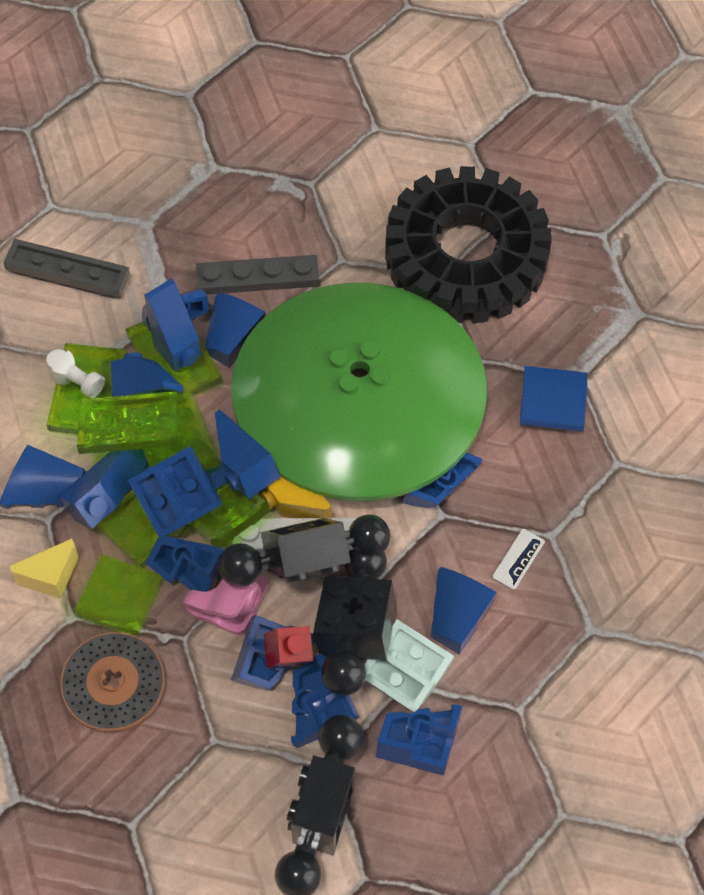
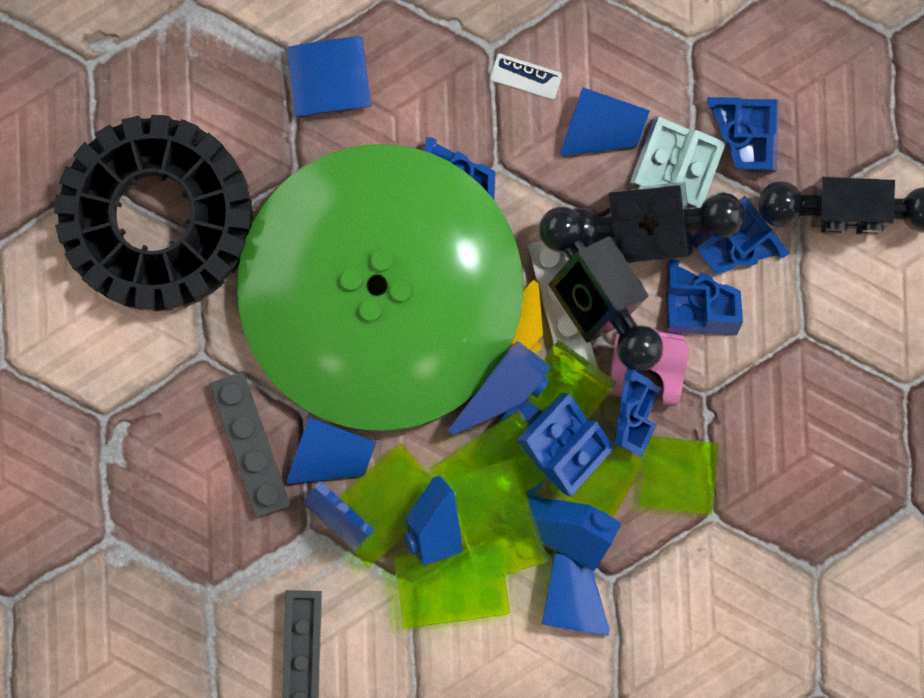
camera: 105 degrees left, 25 degrees up
(47, 570) = (676, 553): light yellow slope -> none
(64, 371) = (443, 614): white leg -> none
(107, 707) = (743, 451): piece -> none
(171, 326) = (380, 500): blue slope -> none
(288, 647) = (703, 280): red brick -> none

